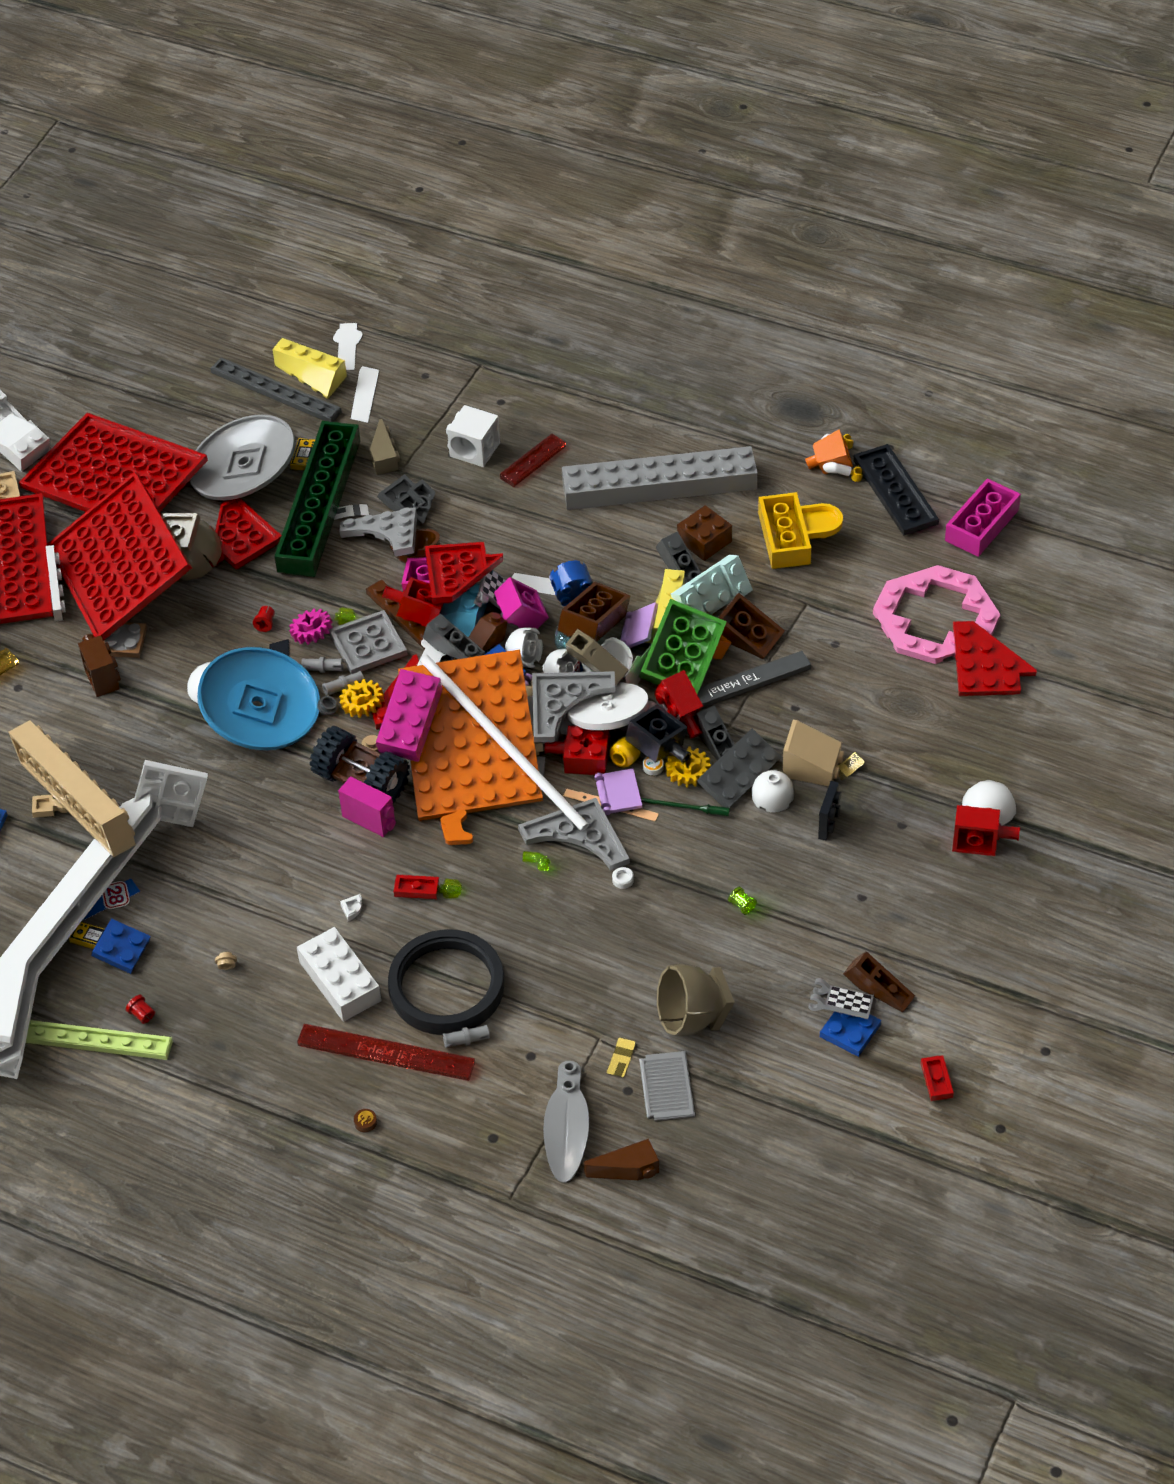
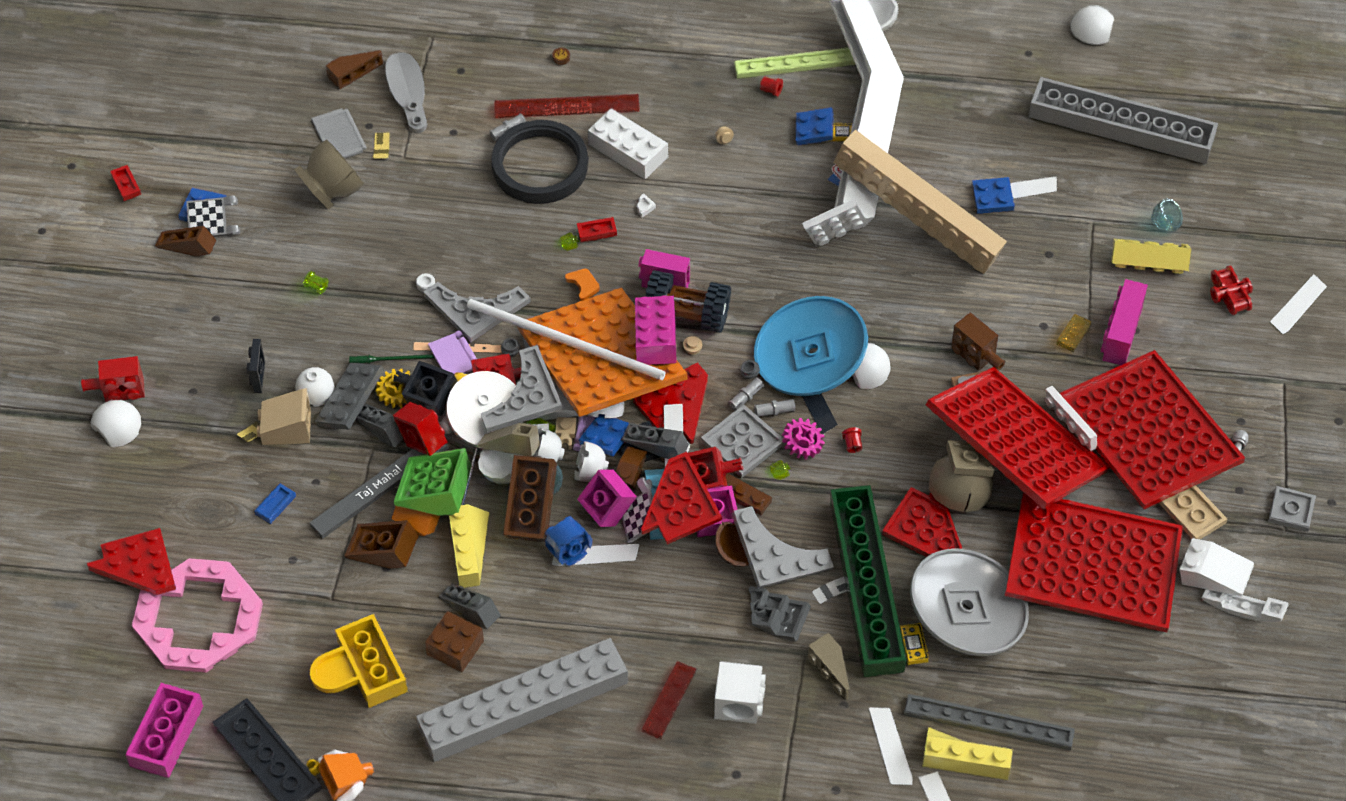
camera: 160 degrees right, 5 degrees up
(361, 698) = (720, 379): yellow gear -> none
(536, 857) = (502, 279): clear neon green arm -> none
(559, 783) = (510, 346): none -> dark grey plate
(639, 625) = (487, 514): lavender piece -> none
(715, 586) = (436, 545): light aqua piece -> none
(840, 693) = (275, 503): none -> blue tile

